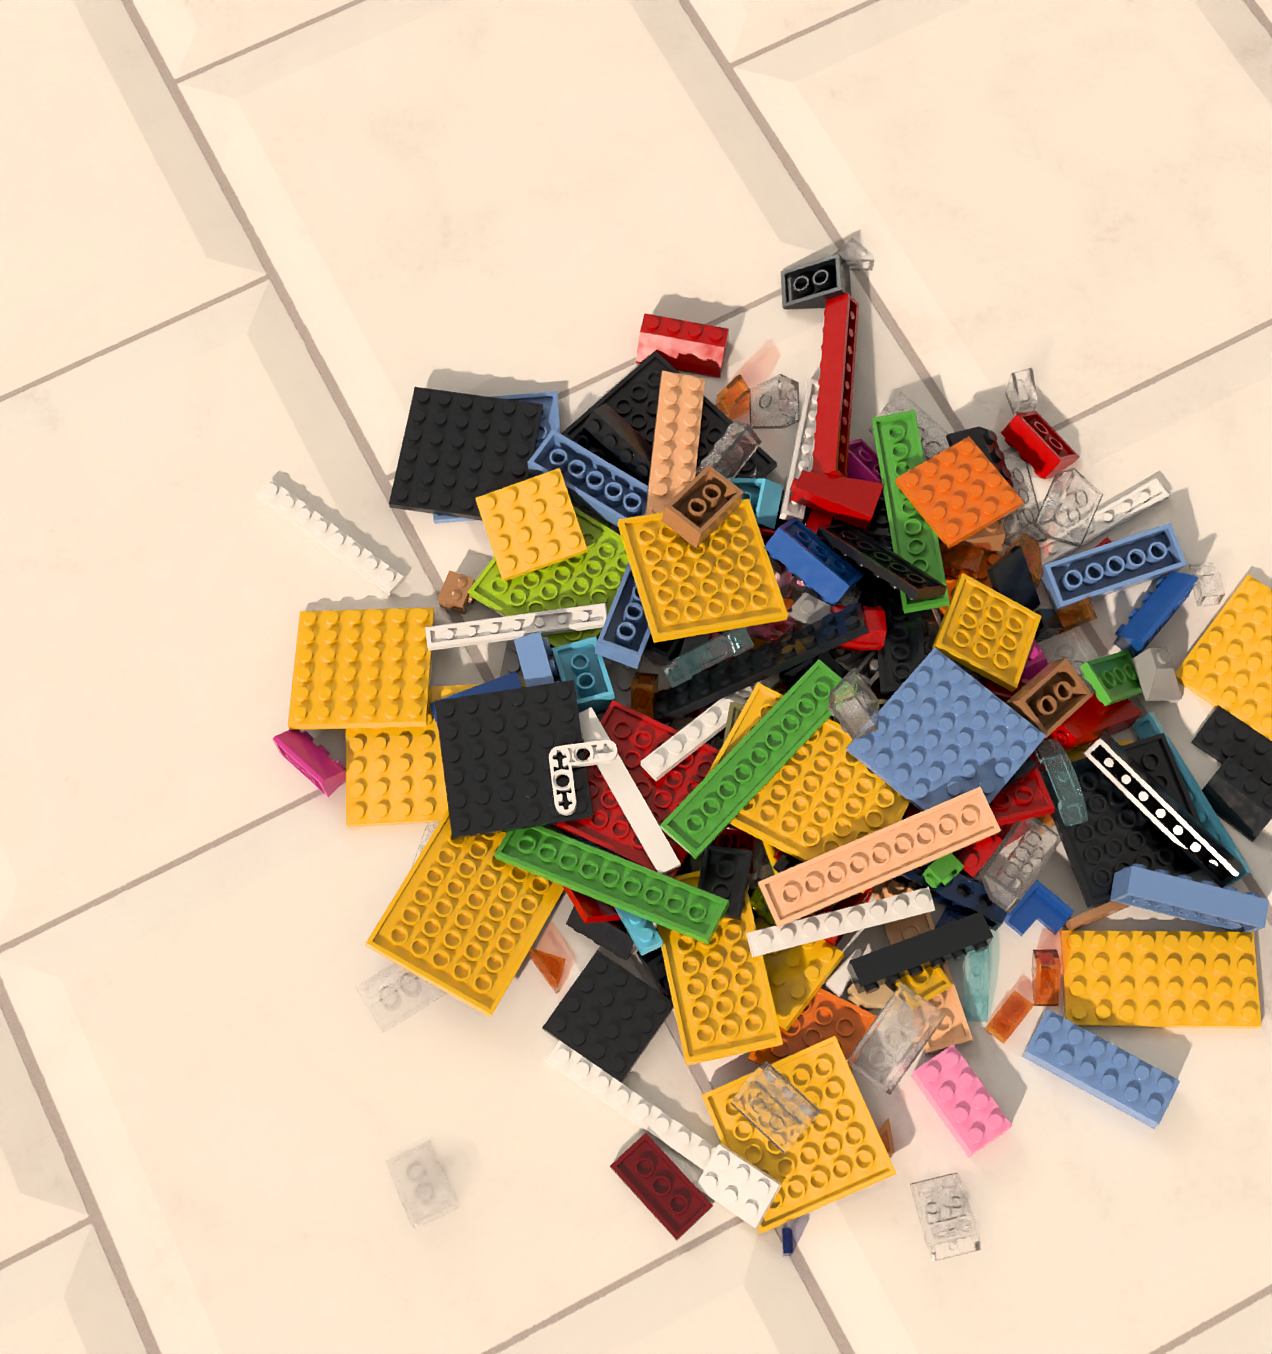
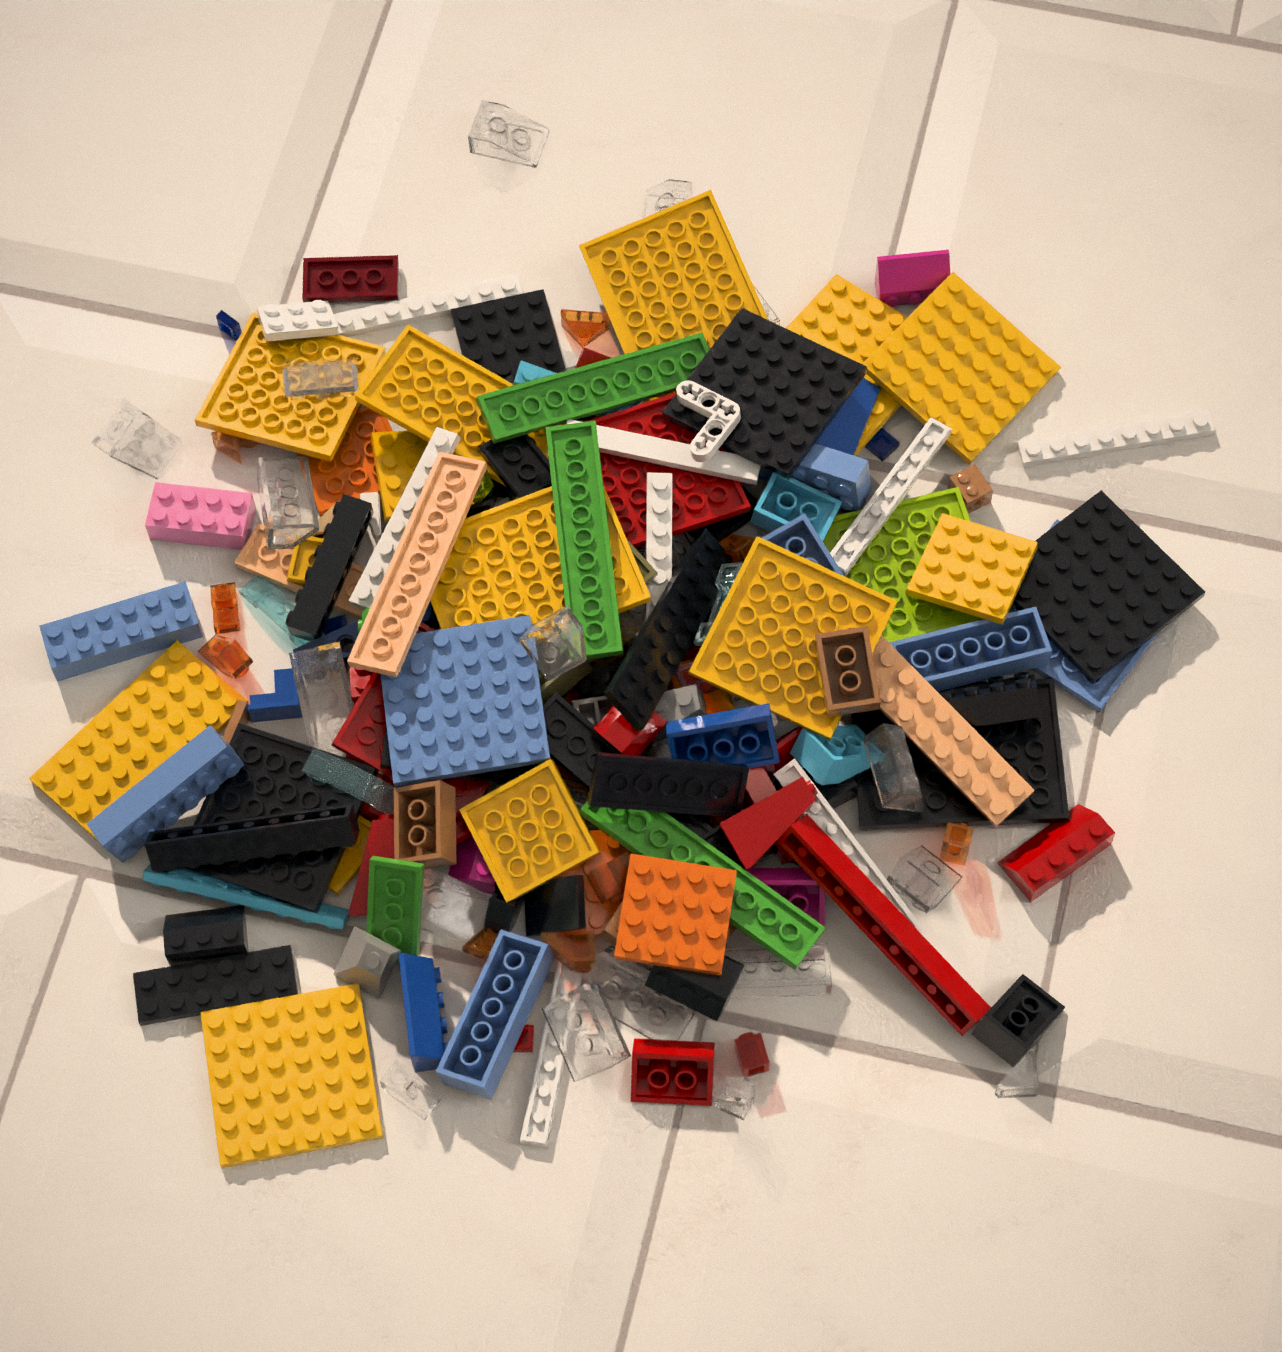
camera: 130 degrees right, 5 degrees down
(466, 677) = (882, 444): none -> clear blue tile
(985, 409) = (751, 1054): none -> clear red brick

